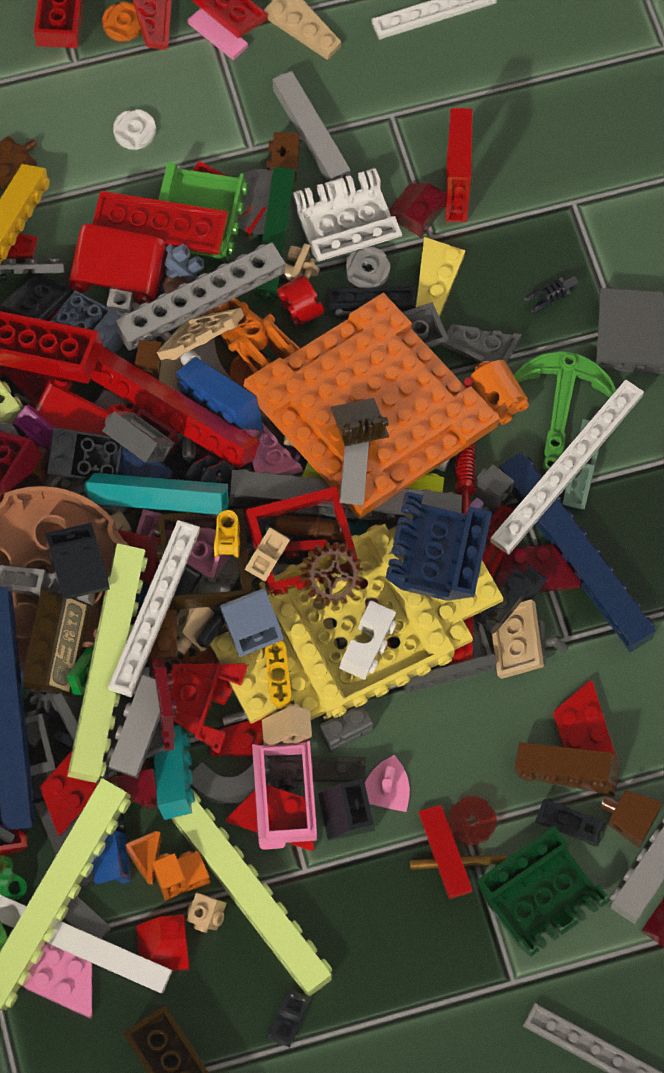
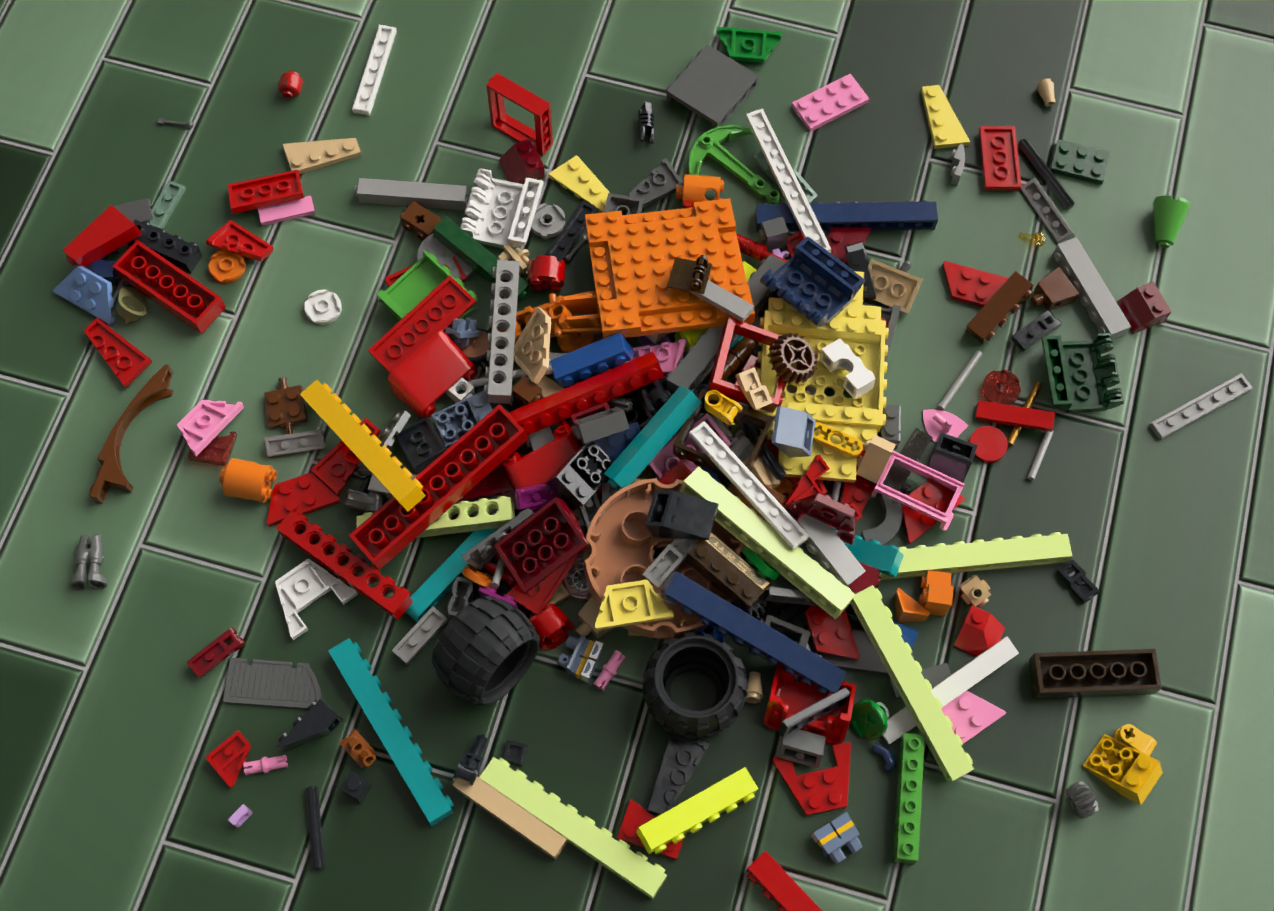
camera: 60 degrees left, 0 degrees up
(395, 842) = (991, 444): none -> red tile
(418, 904) = (1040, 454): none -> light grey bar
(455, 774) = (959, 381): none -> light grey bar

